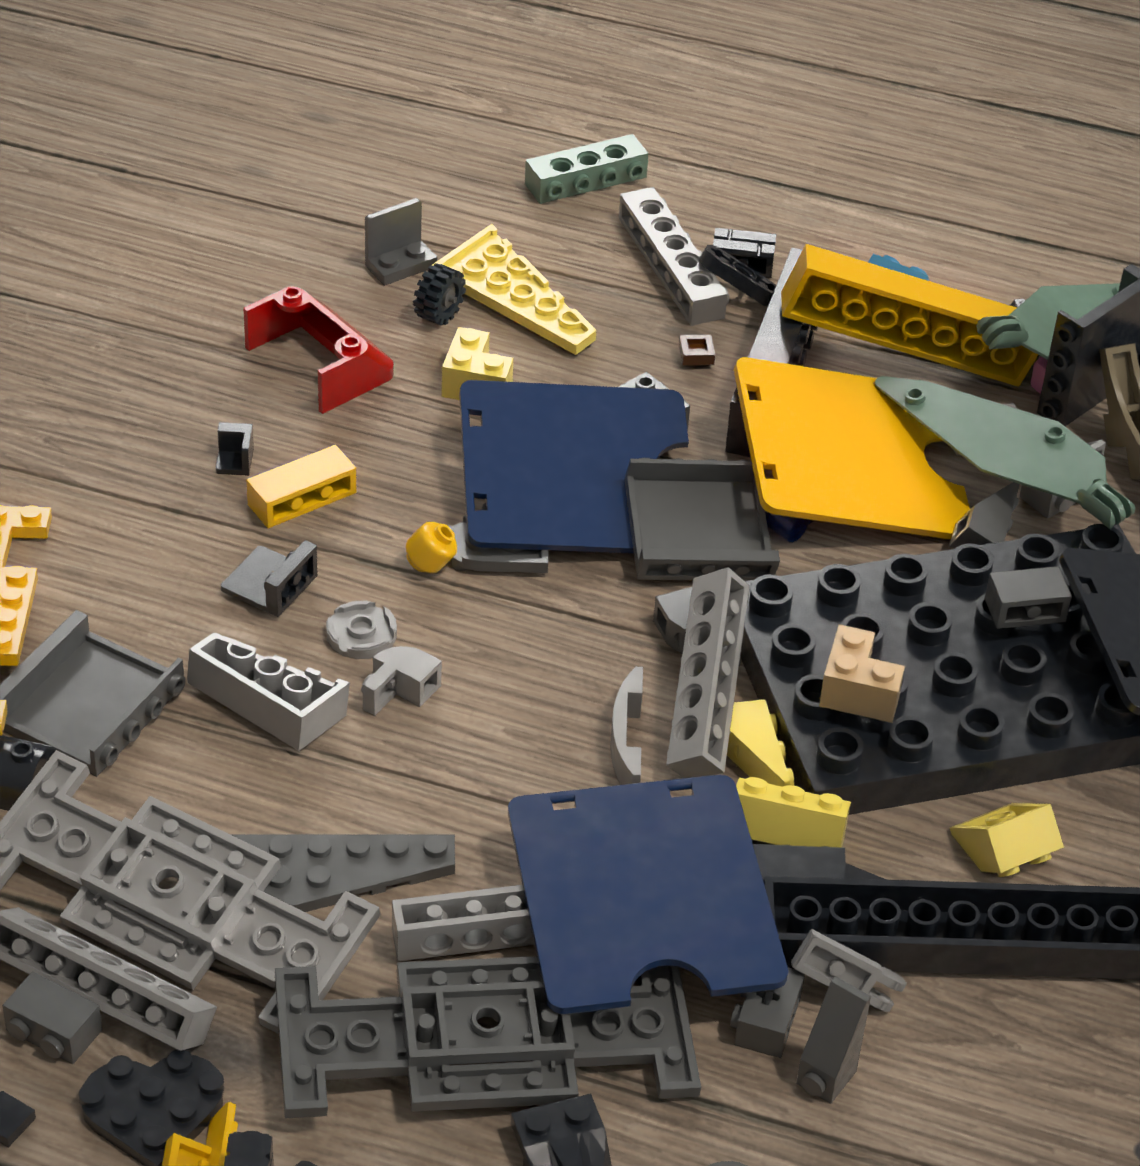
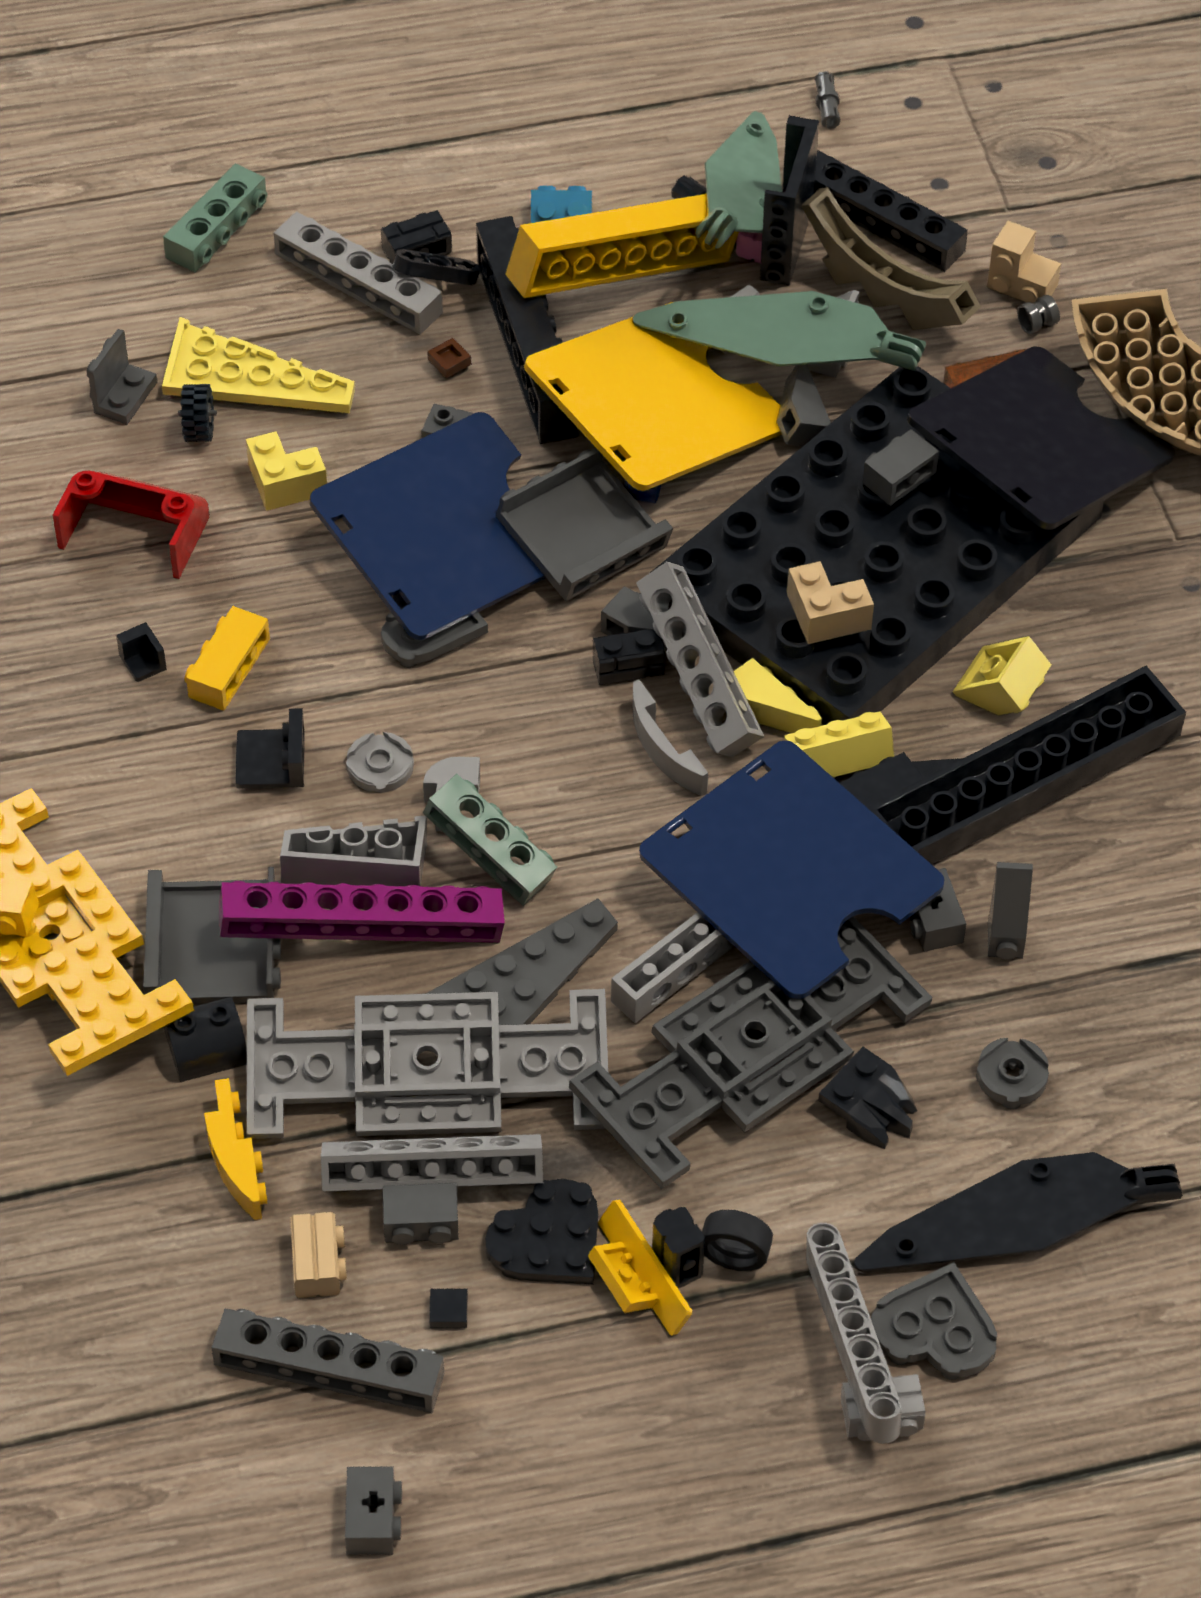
camera: 30 degrees left, 10 degrees up
(223, 733) = (347, 922): none -> magenta brick
(397, 784) = (492, 856): none -> sand green brick
(431, 547) = (385, 659): yellow head -> none
(650, 646) = (628, 656): none -> black brick
(825, 958) = (971, 850): light grey hinge -> none

